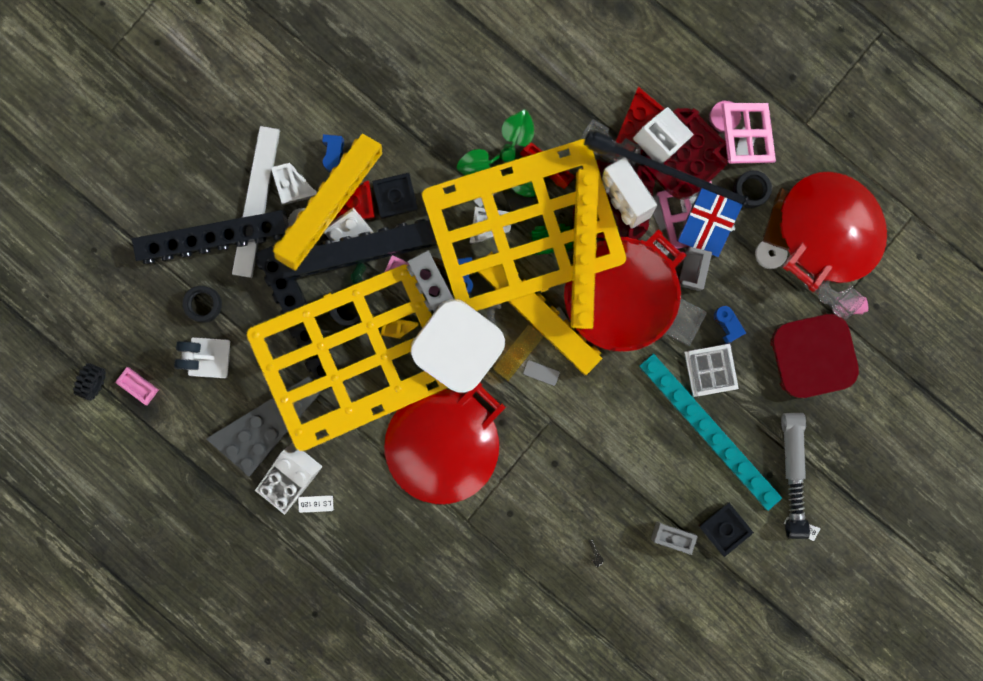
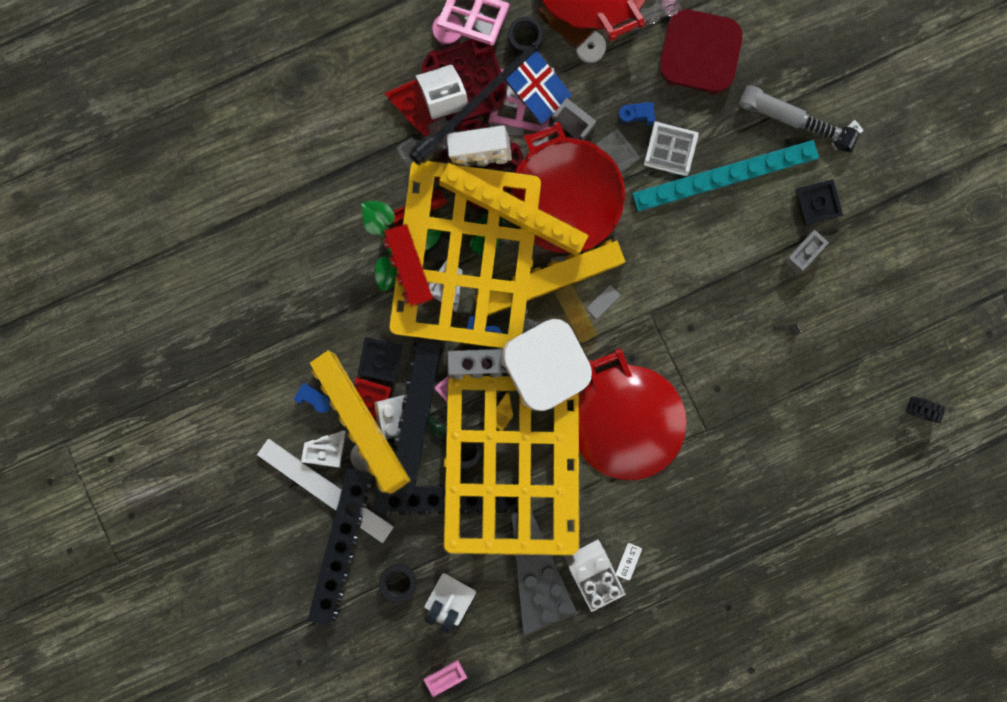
camera: 65 degrees left, 0 degrees up
(489, 178) = (409, 266): none -> red brick

